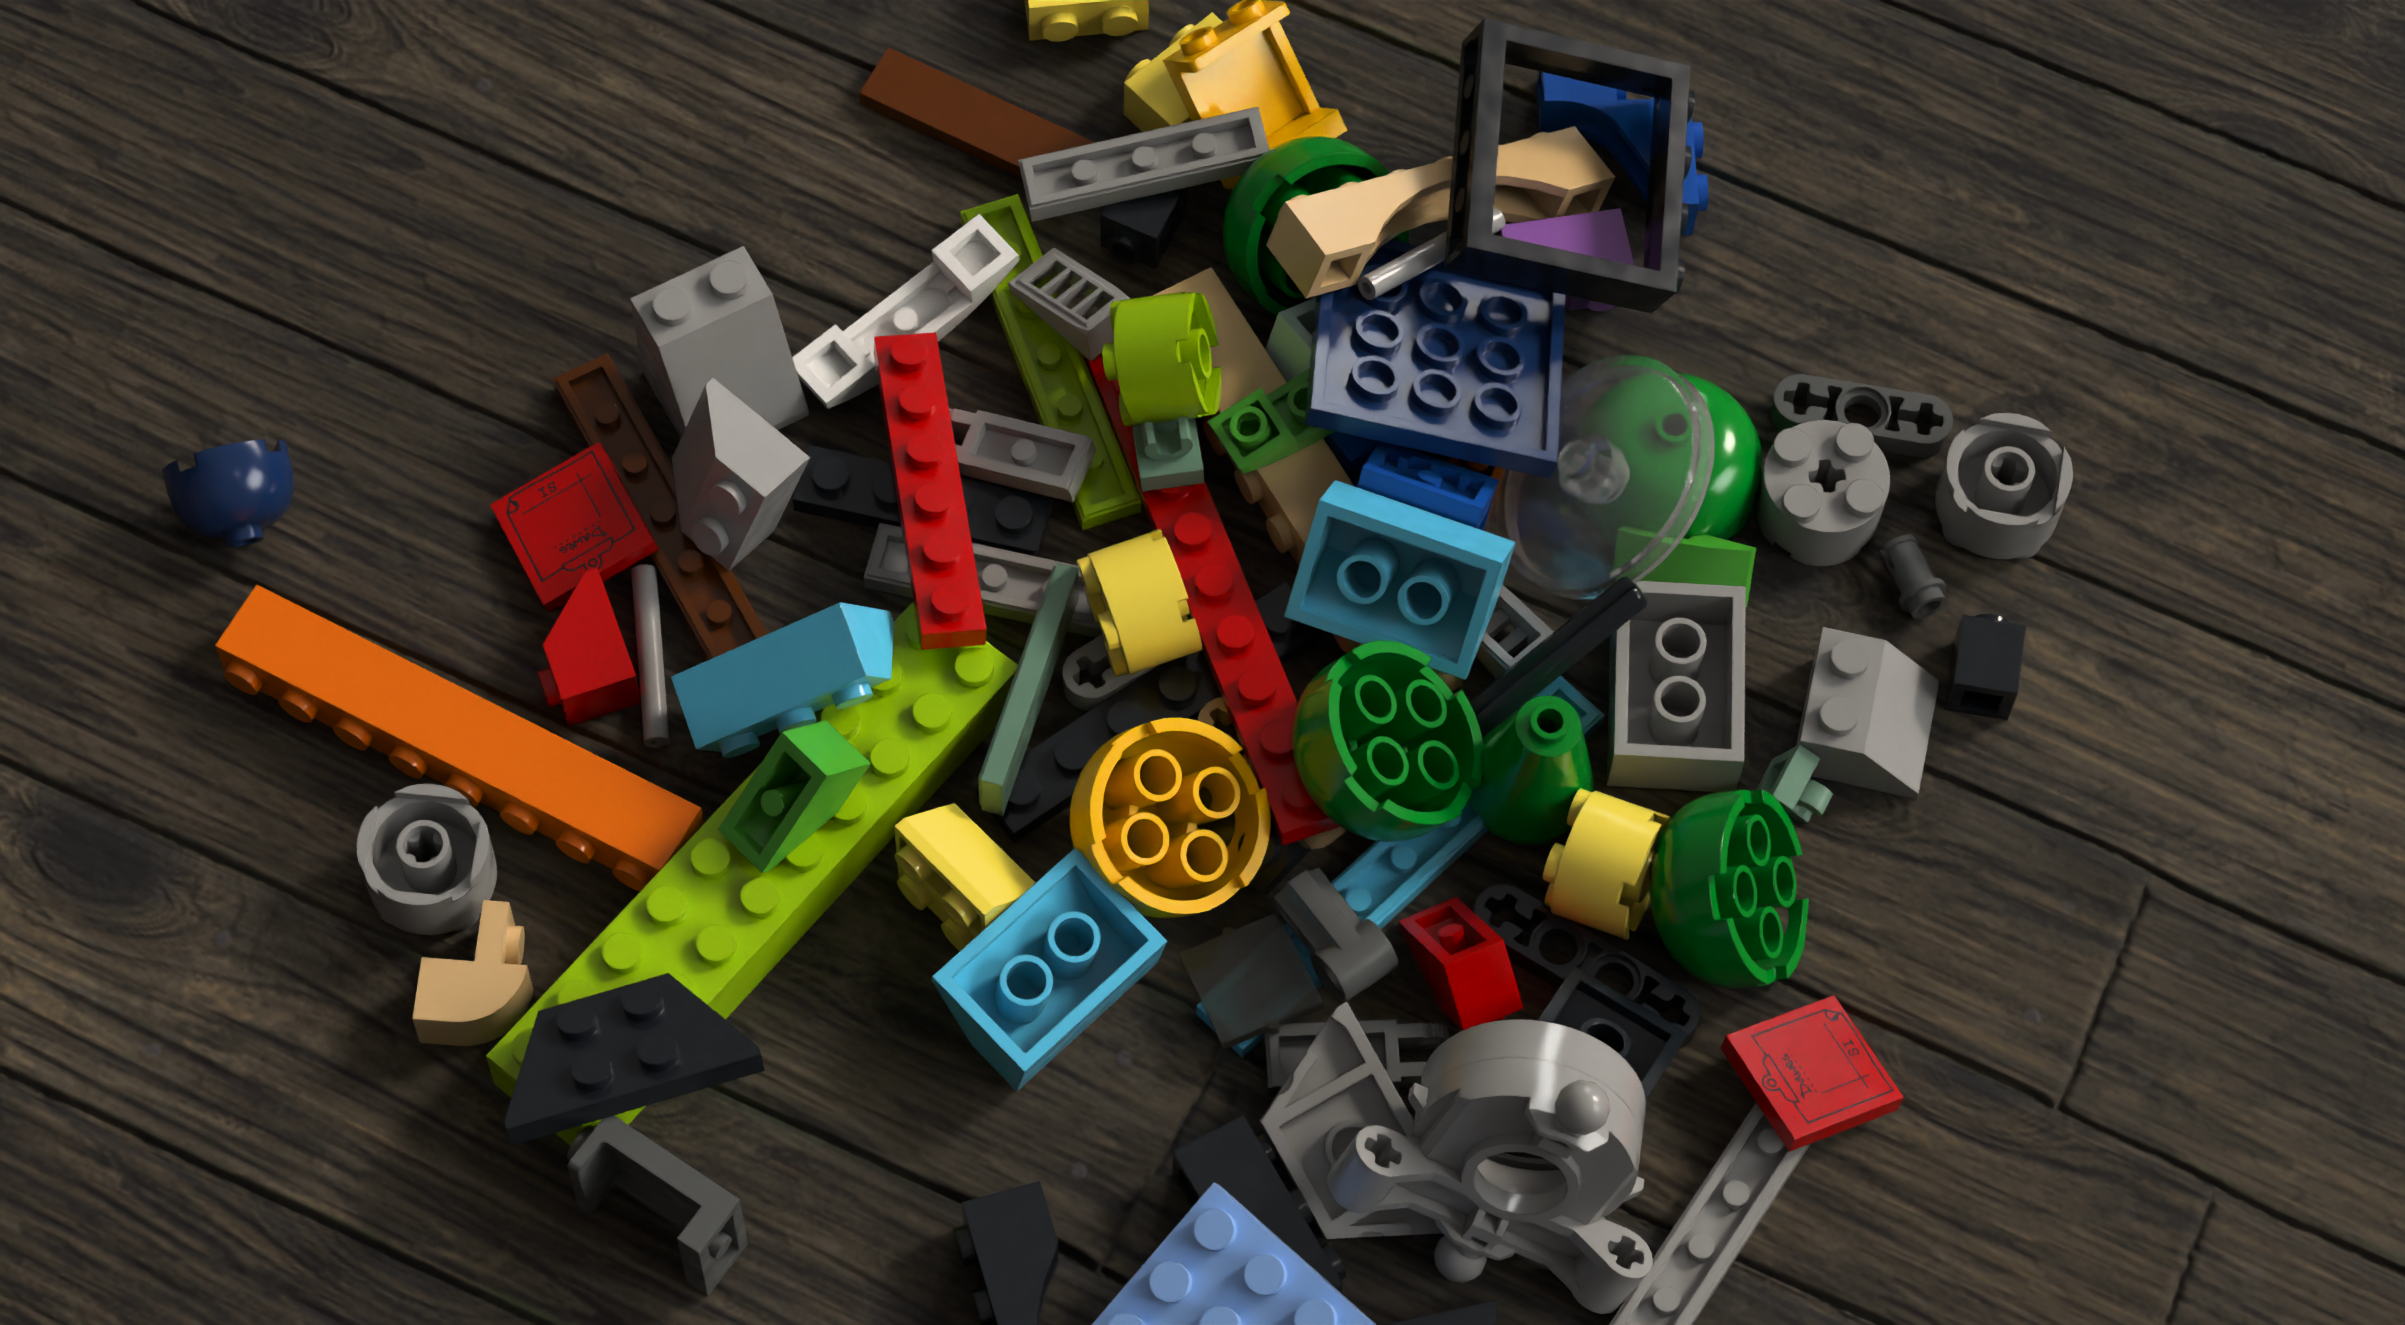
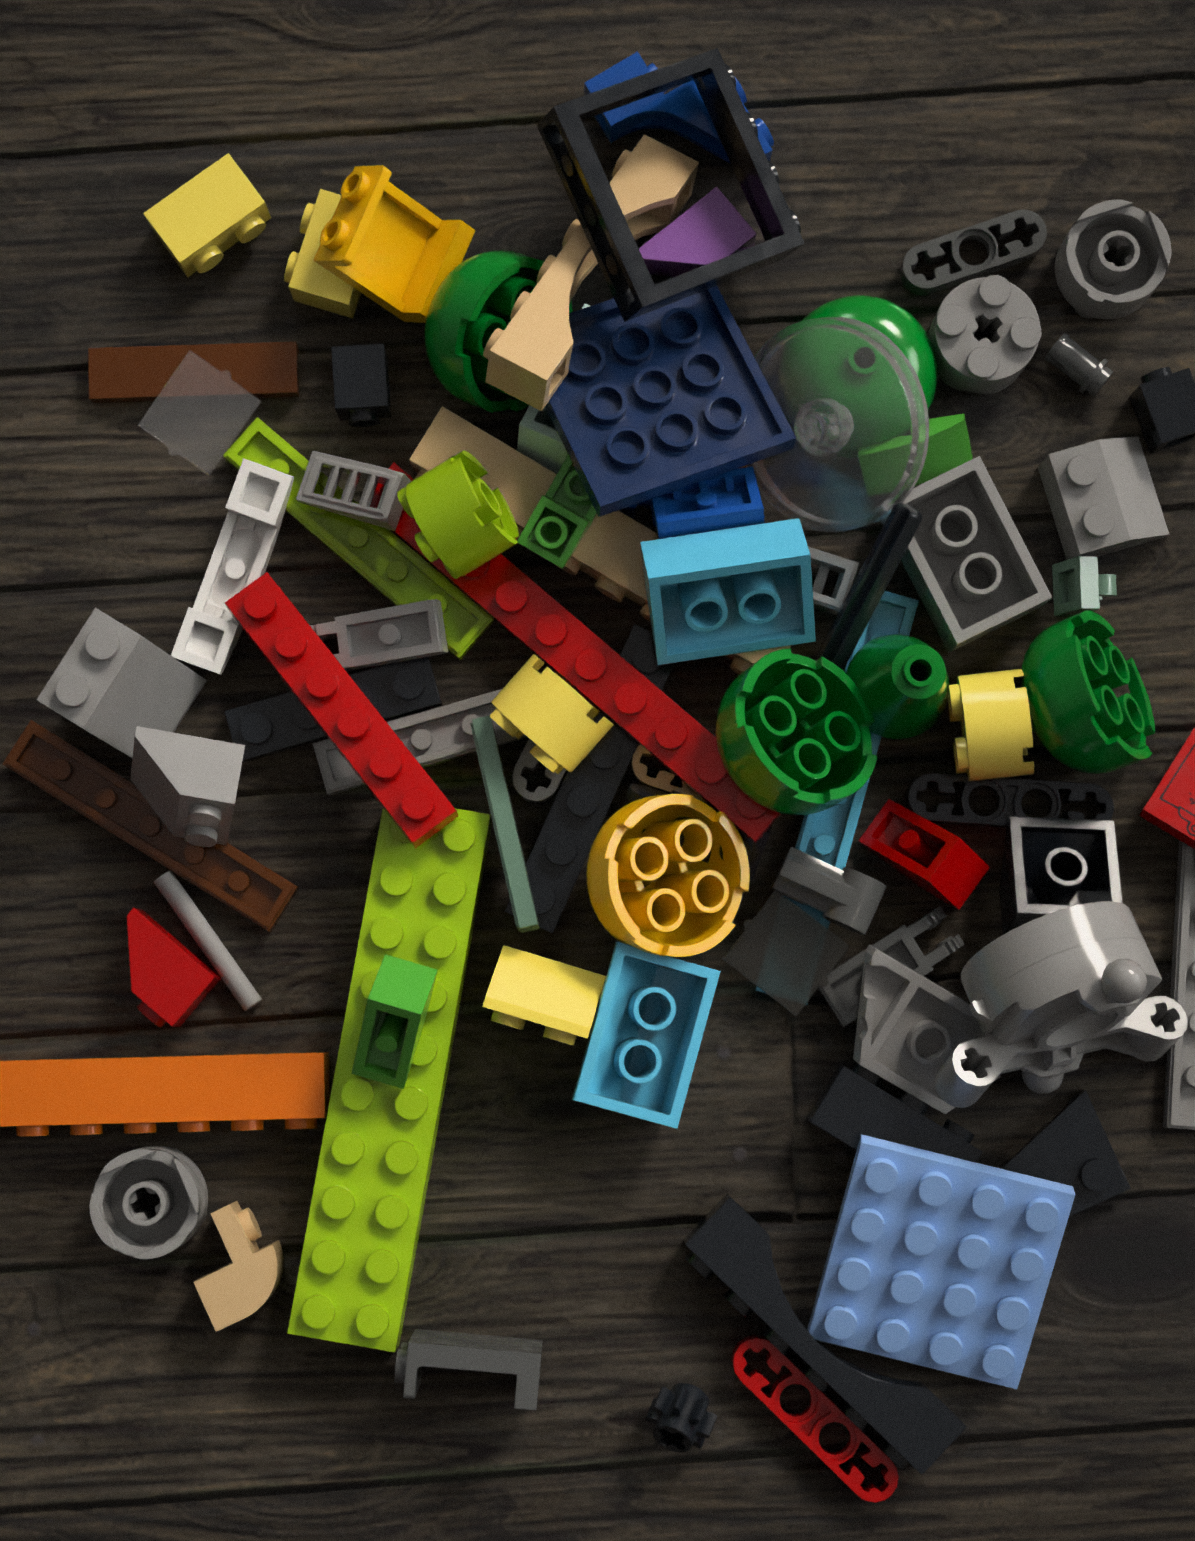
camera: 30 degrees left, 20 degrees up
(572, 523) = (92, 874): red tile -> none
(622, 1055) = (390, 1294): black wing -> none
(786, 677) = (333, 927): medium azure slope -> none
(960, 160) = (199, 413): none -> clear piece
(1142, 164) = (345, 350): light grey tile -> none
(1168, 454) = (500, 583): sand green tile -> none
(1412, 263) = (594, 335): light grey piece -> none

